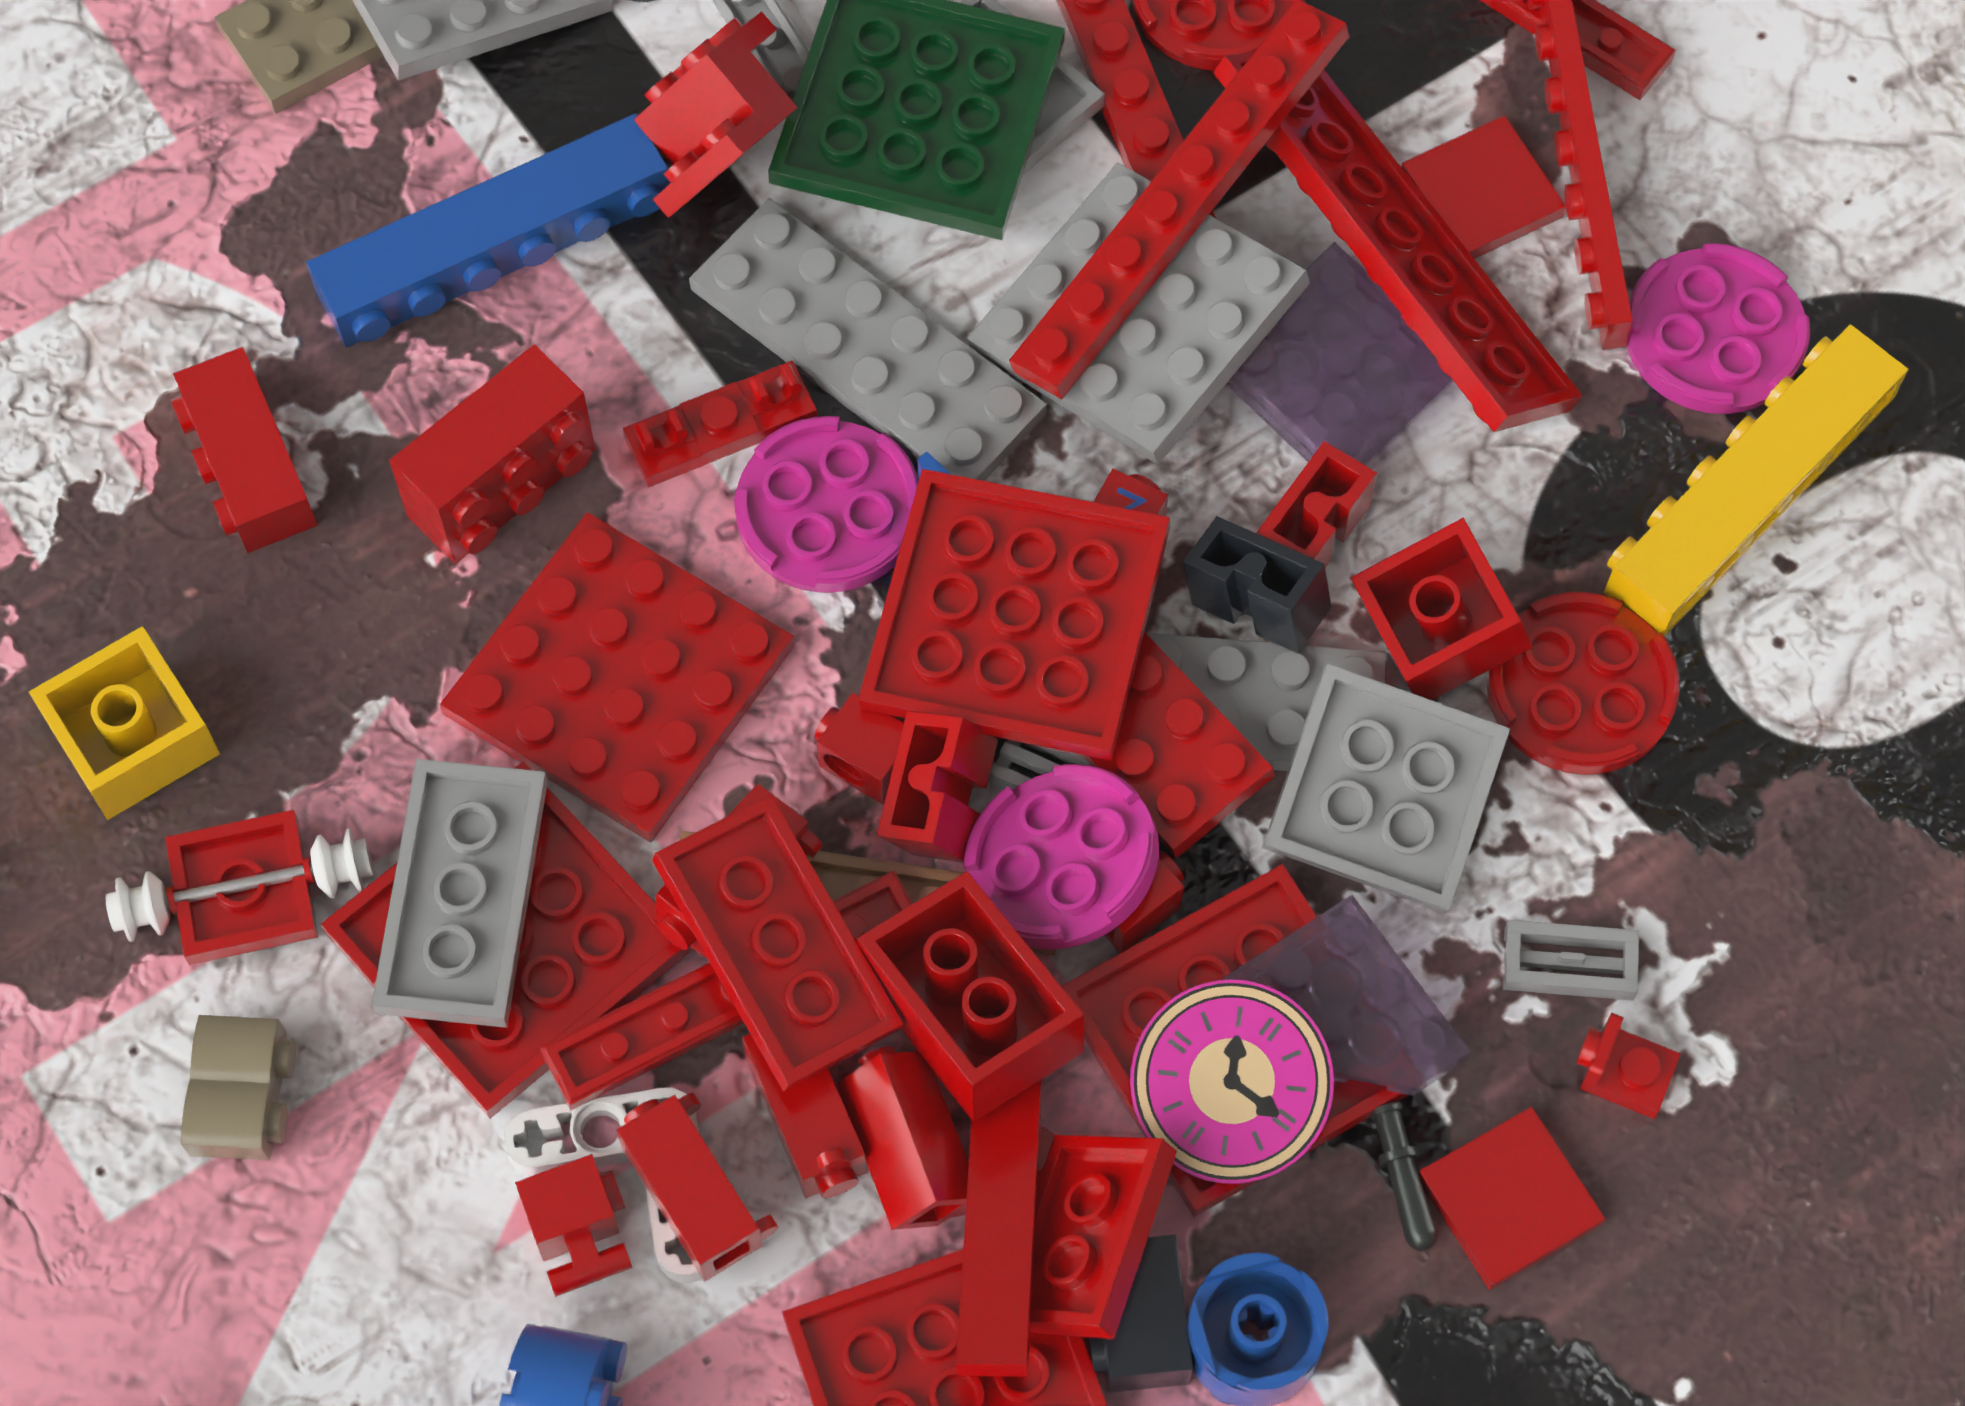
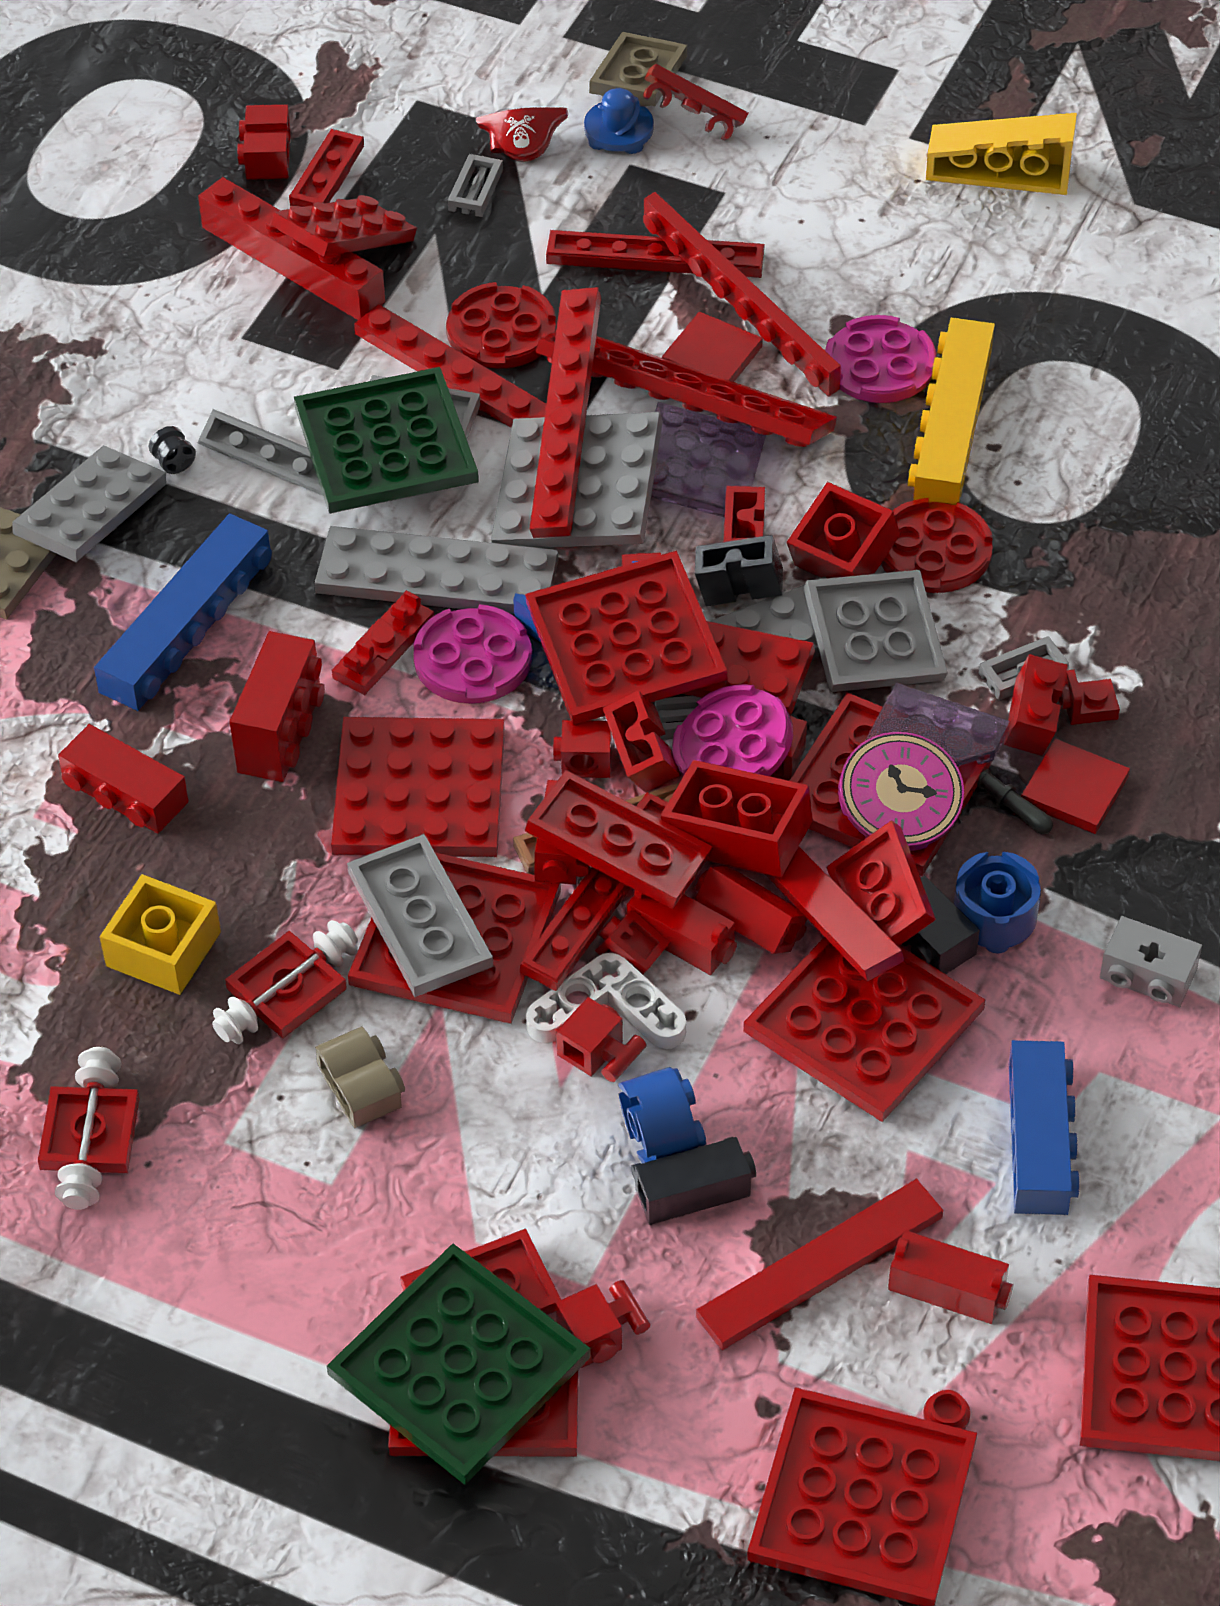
camera: 30 degrees left, 15 degrees down
(690, 1185) = (652, 984): red brick -> none
(713, 109) = (276, 488): bracket -> none
(727, 1091) = (633, 940): none -> red bracket
(1546, 1020) = (1034, 705): none -> red brick

